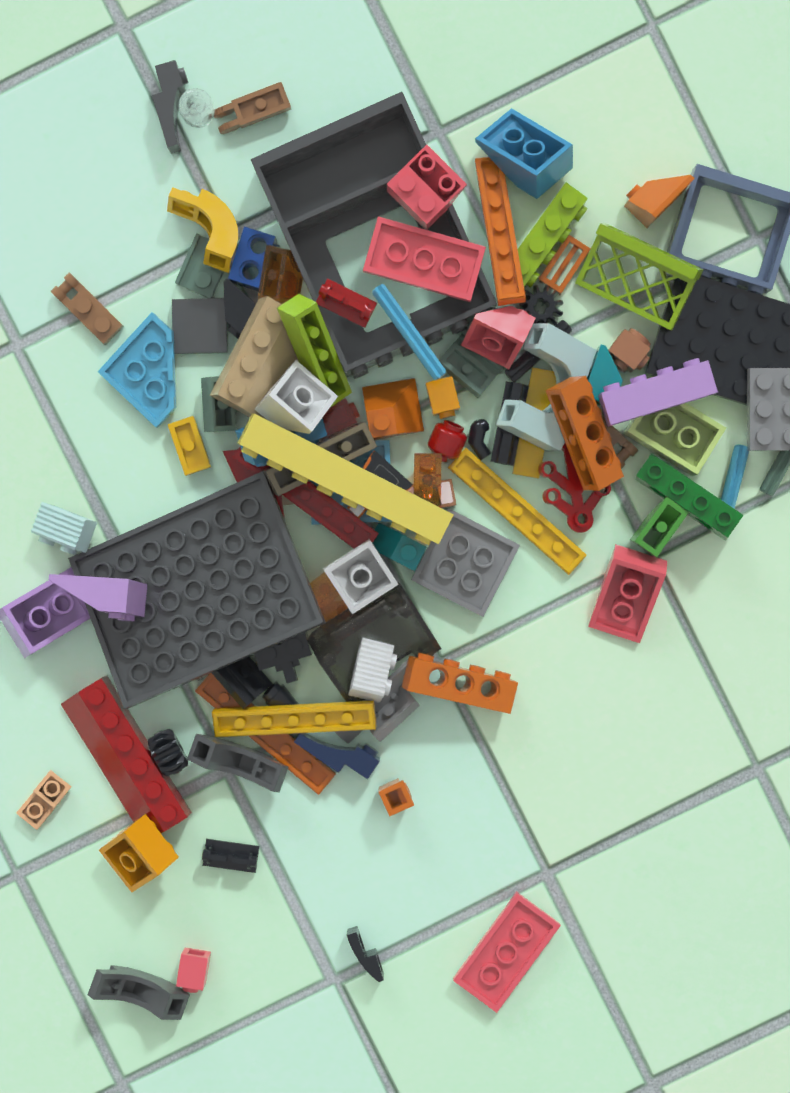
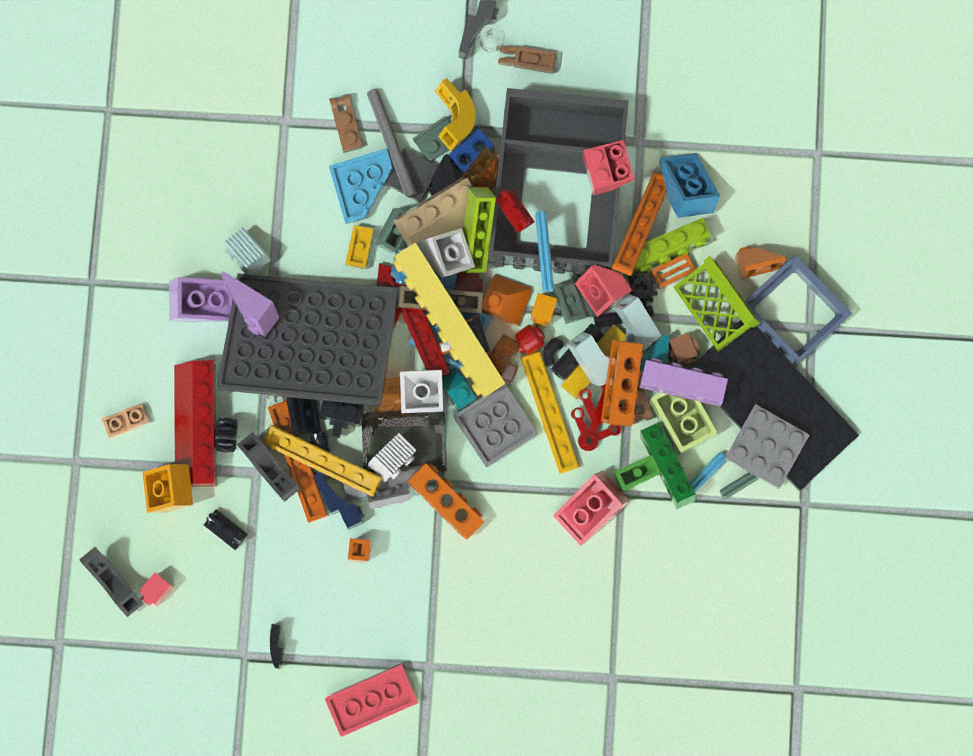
camera: 25 degrees right, 10 degrees down
(153, 302) = (391, 143): none -> light grey axle
(424, 259) = (580, 211): coral plate -> none

